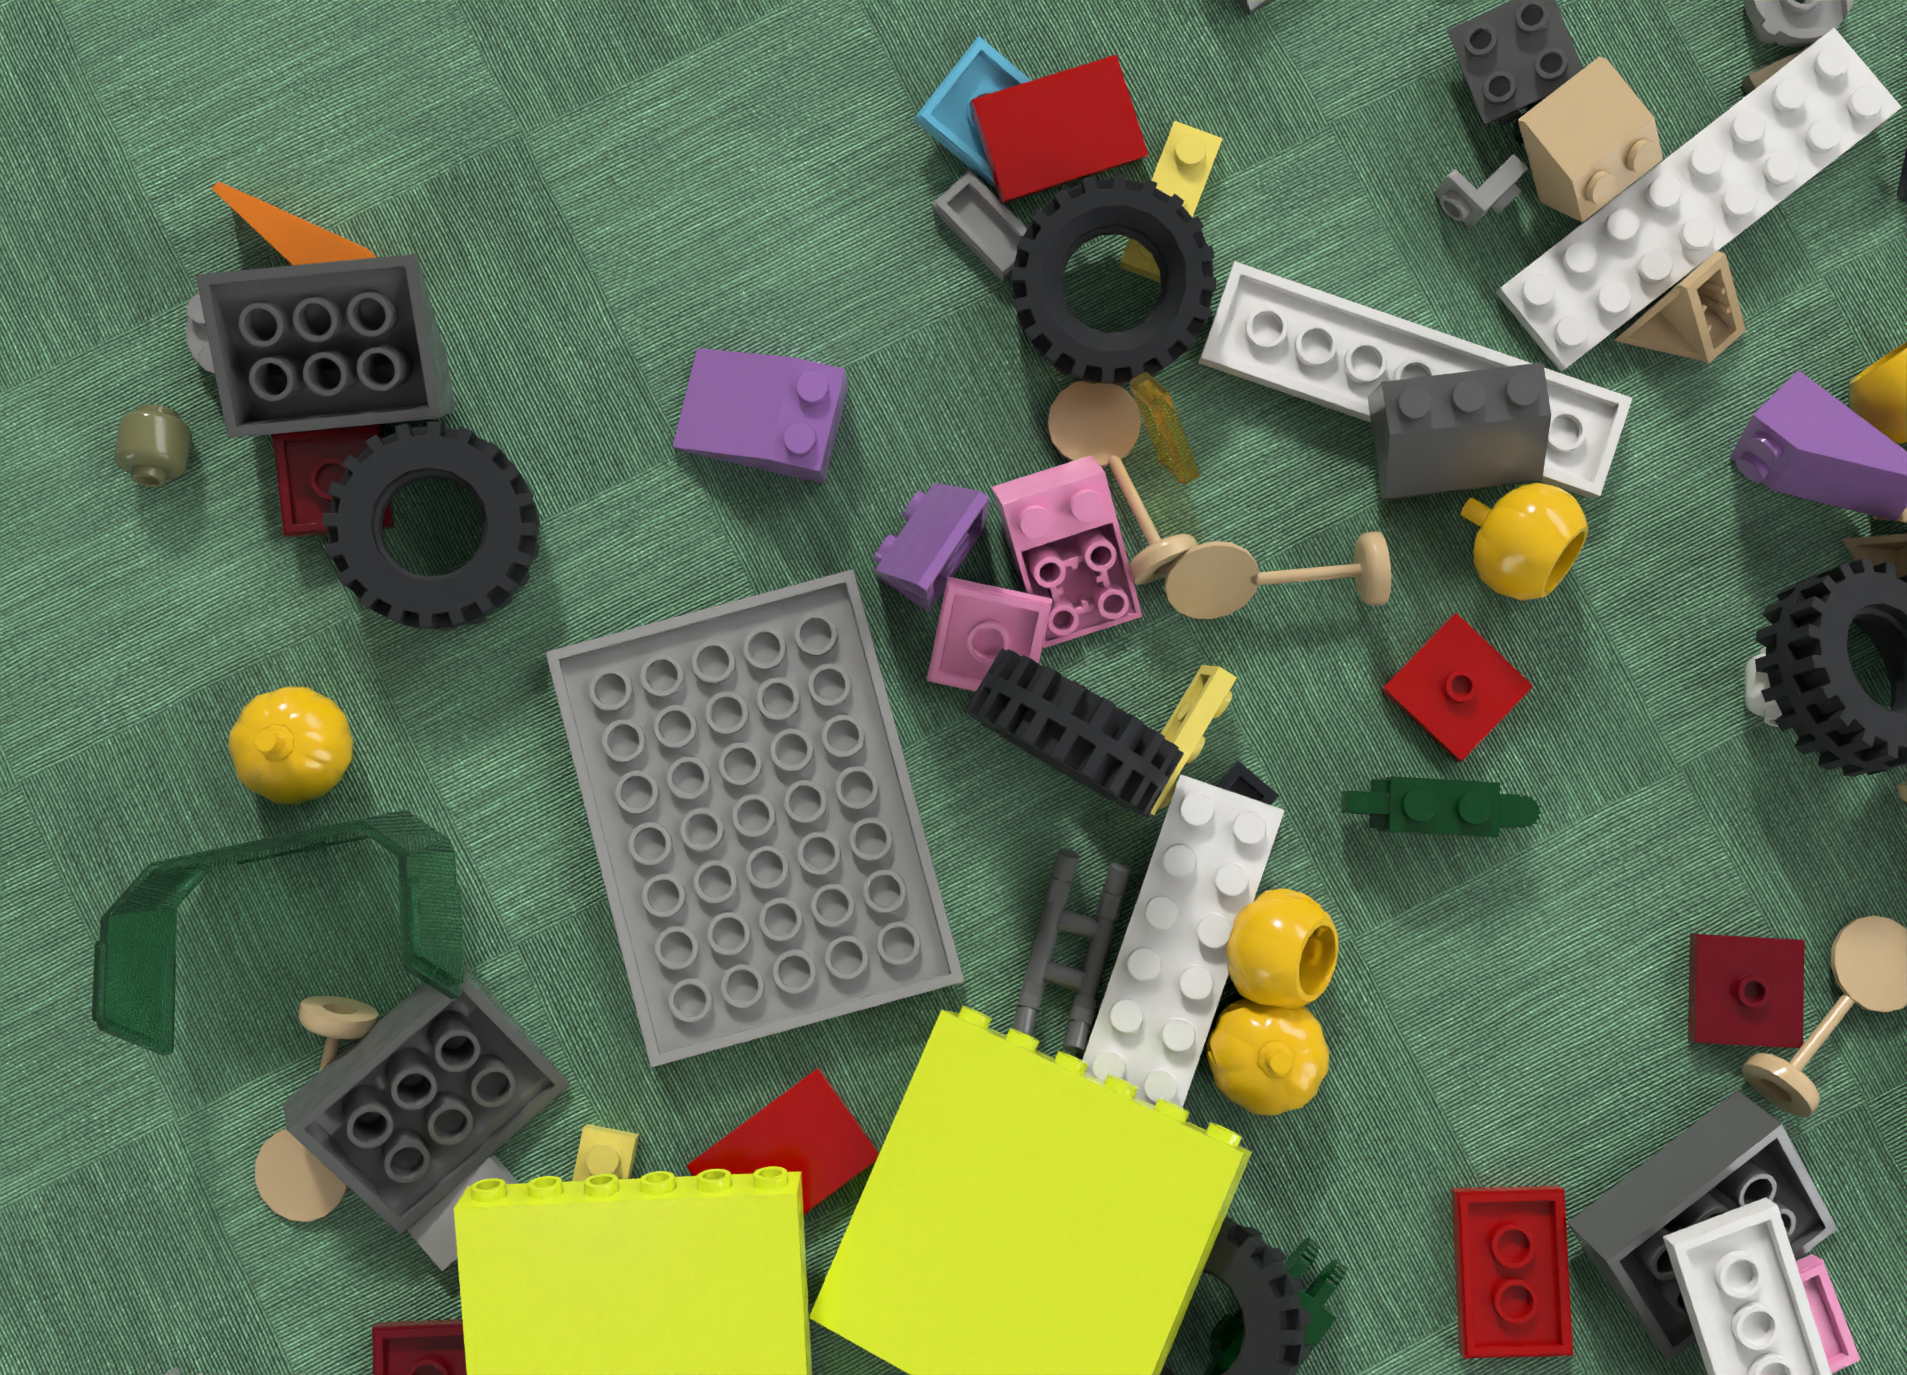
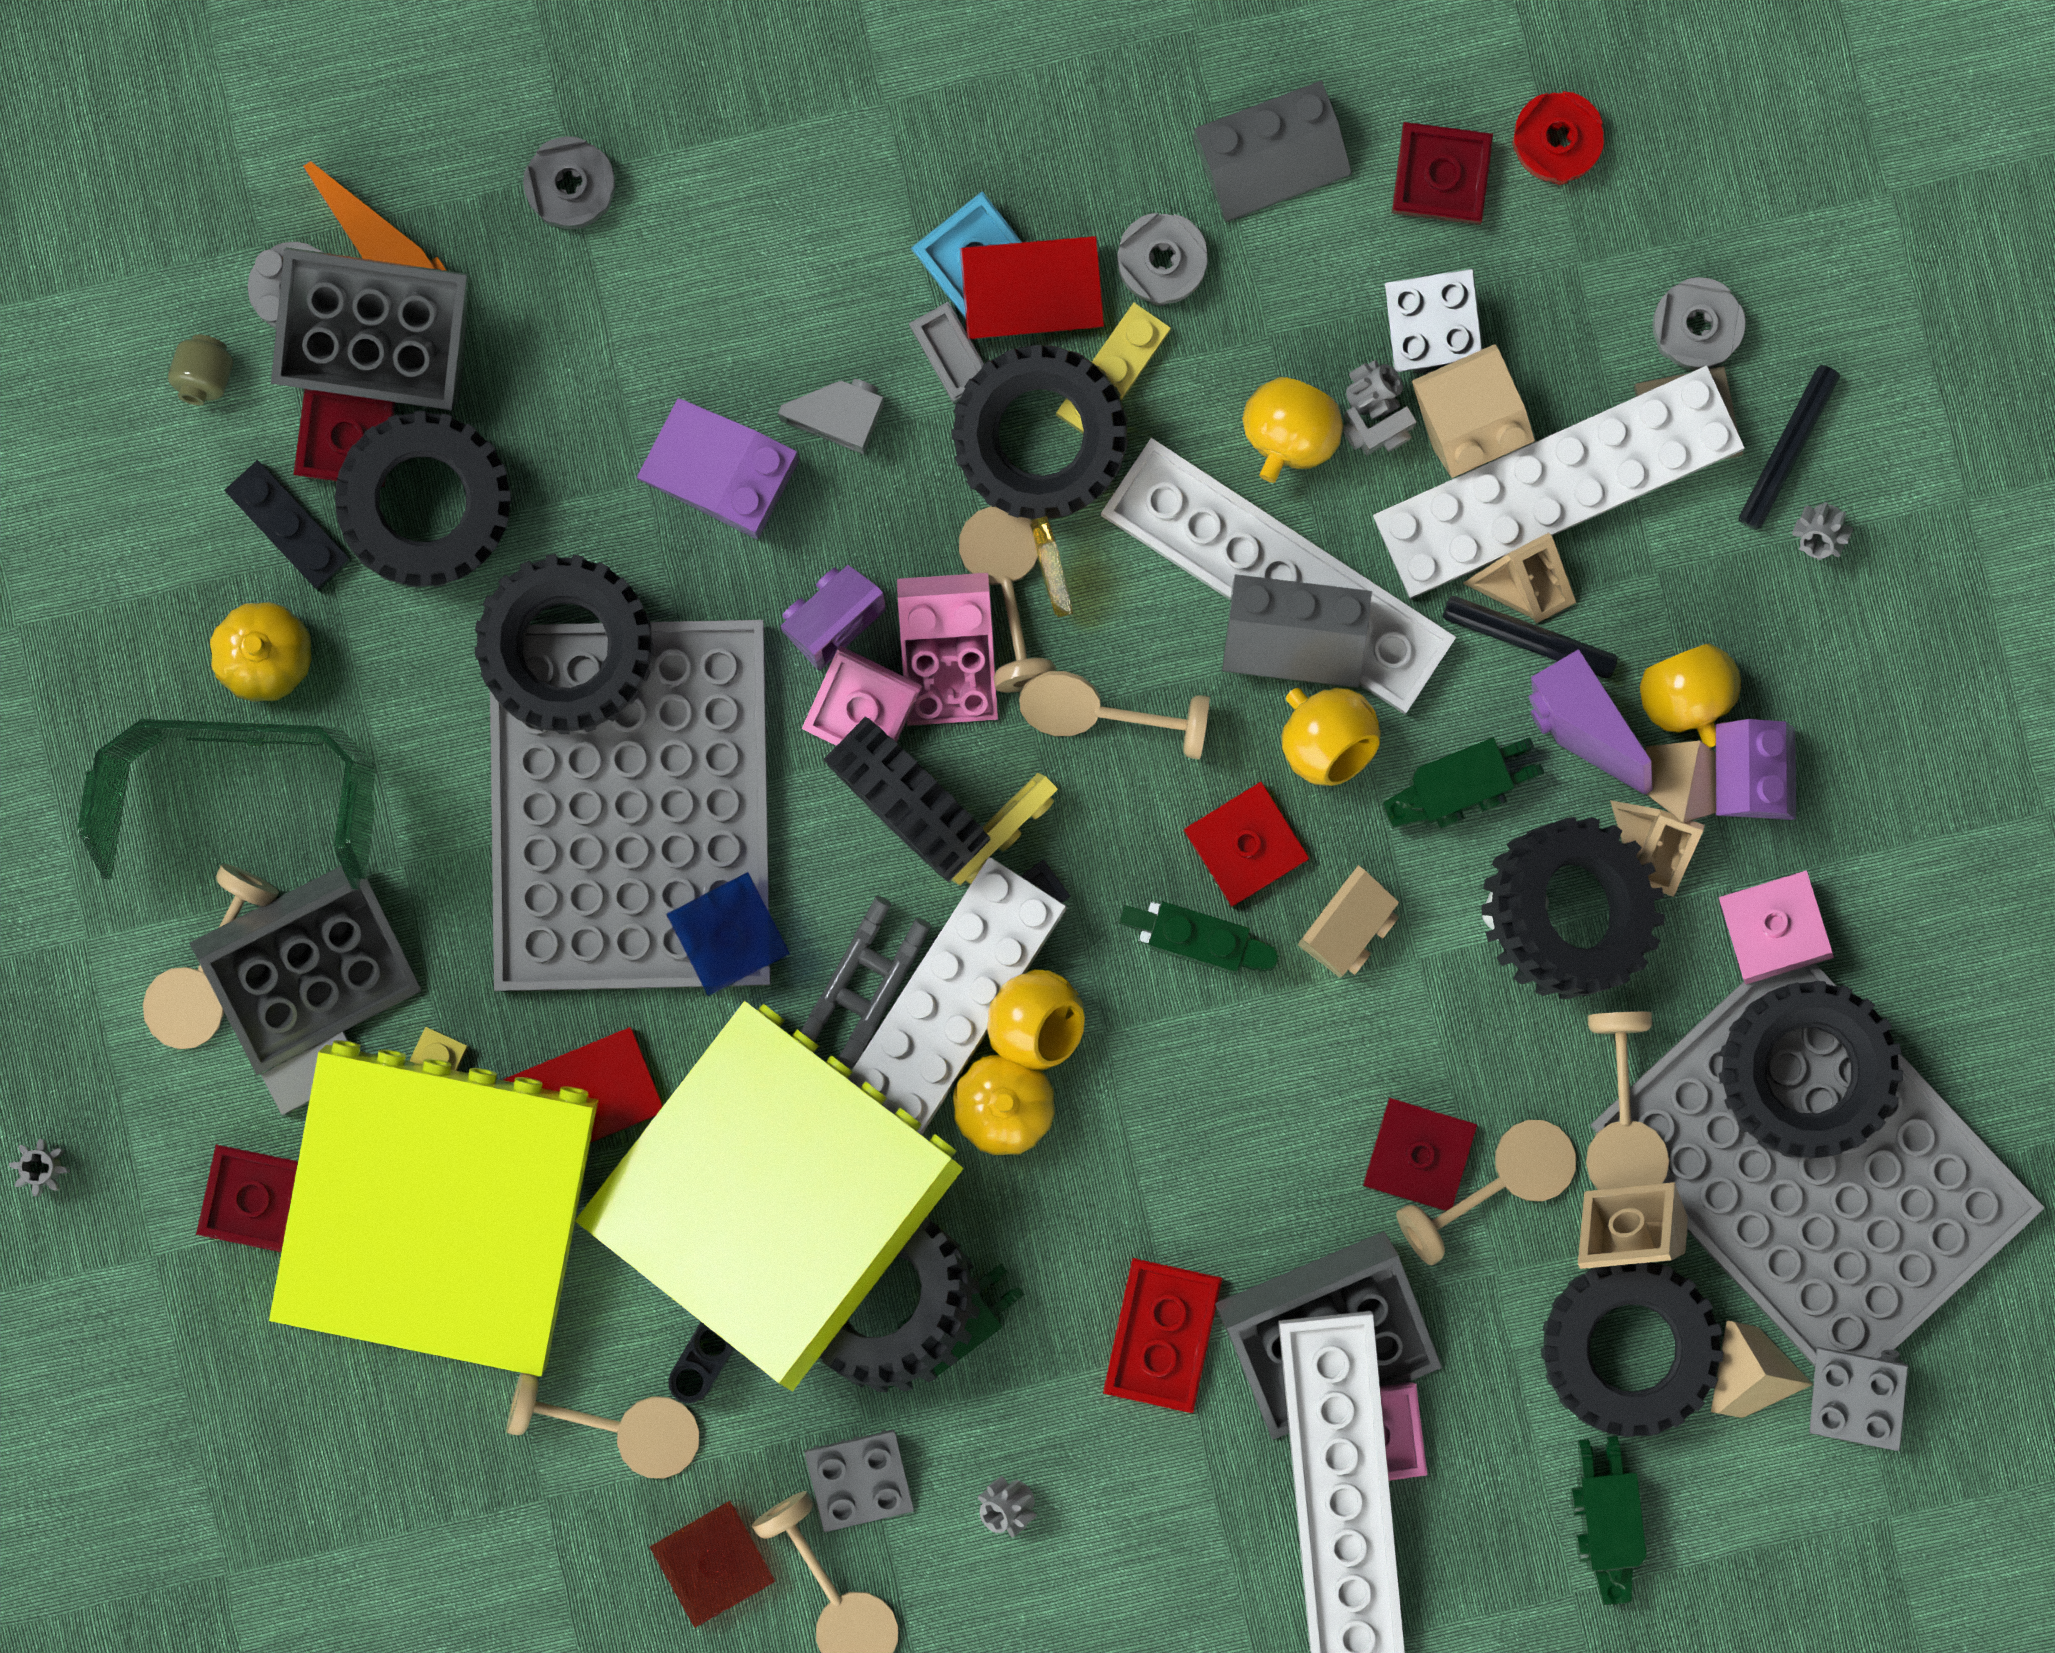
camera: 10 degrees right, 0 degrees up
(294, 596) = (287, 525): none -> black plate
(515, 171) = (547, 169): none -> flat silver plate
(575, 609) = (544, 586): none -> black tyre
(877, 320) = (837, 413): none -> light grey slope
(903, 938) = (728, 934): none -> clear blue plate
(1193, 95) = (1162, 232): none -> light grey plate
(1389, 206) = (1291, 425): none -> yellow piece
(1467, 147) = (1374, 389): none -> light grey gear
(1602, 746) = (1350, 923): none -> tan slope
(1680, 559) = (1458, 783): none -> dark green hinge
(1693, 377) = (1526, 635): none -> black axle

